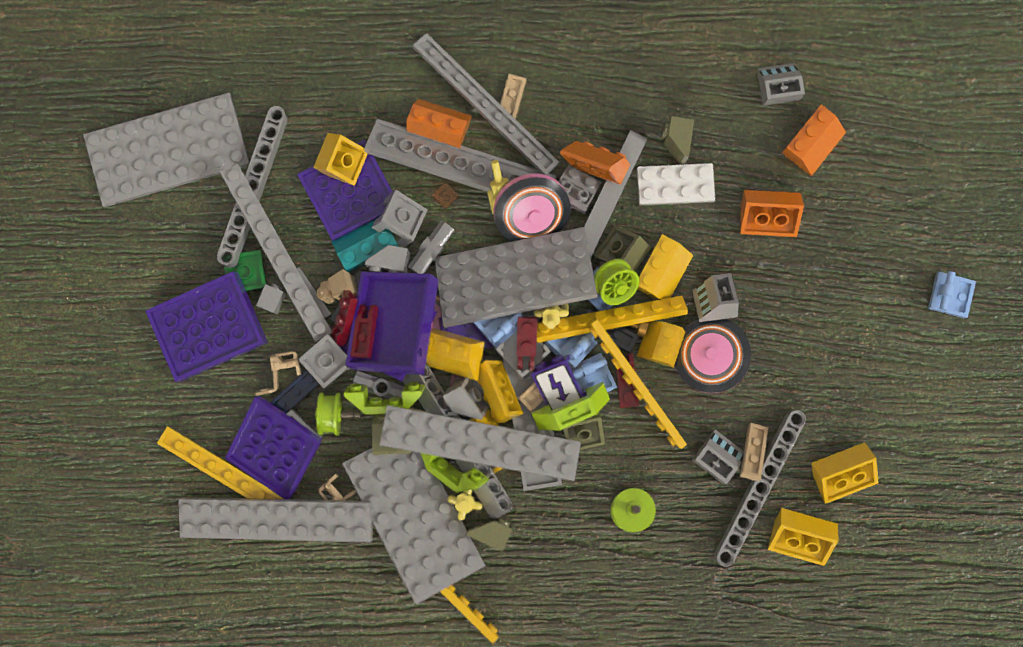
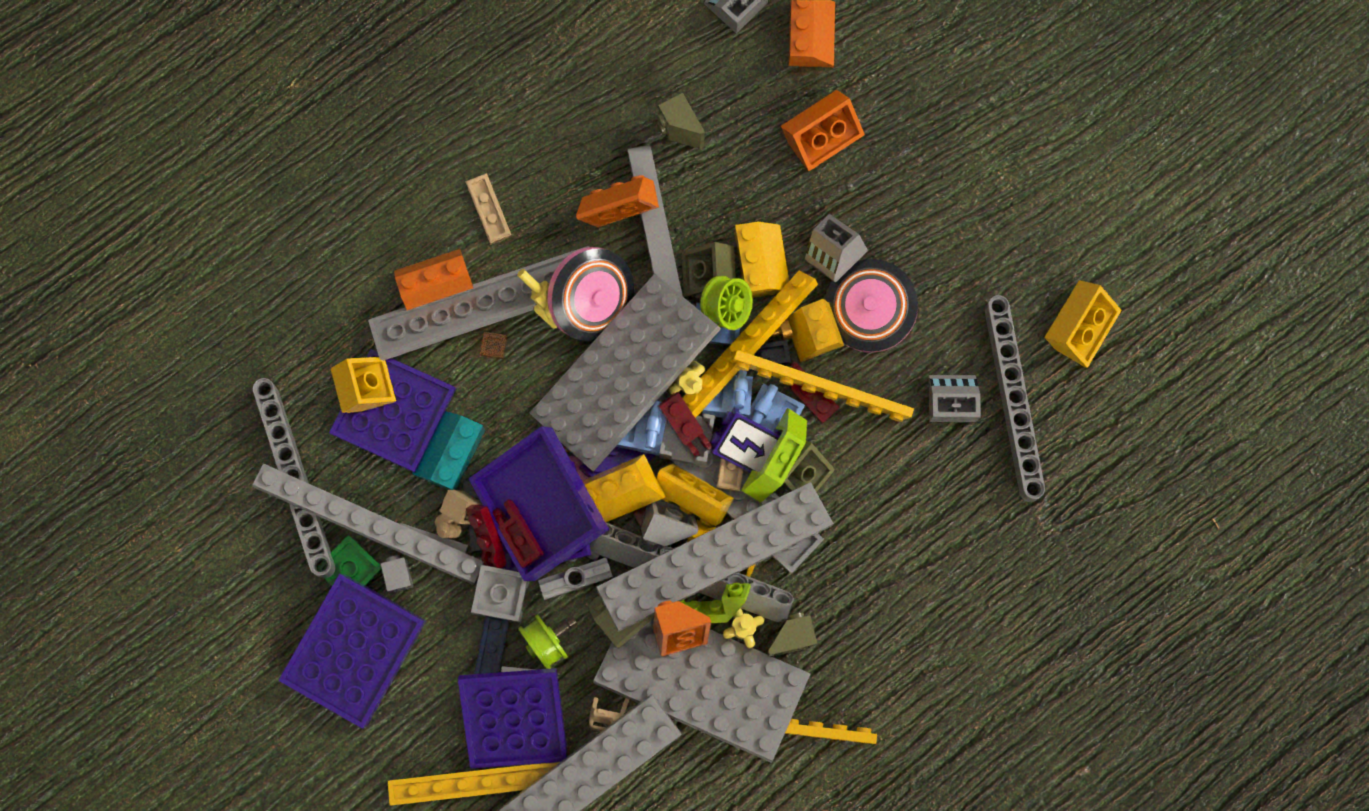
camera: 35 degrees left, 5 degrees down
(166, 149) = (175, 507): light grey plate -> none
(278, 363) = (454, 632): tan piece -> none
(358, 396) = (558, 602): lime slope -> none
(390, 260) = (487, 446): light grey slope -> none
(401, 217) = (467, 395): light grey panel -> none
(420, 472) = (679, 627): none -> orange slope
(431, 248) = (519, 405): light grey piece -> none
(485, 105) = (465, 227): light grey plate -> none
(579, 188) = (622, 239): light grey plate -> none
(633, 510) = (911, 511): lime wheel -> none
(675, 184) = (710, 169): white plate -> none
(754, 452) = (983, 367): tan tile -> none
(803, 536) = (1091, 413): yellow slope -> none
(952, 294) = (1051, 81): light blue plate -> none

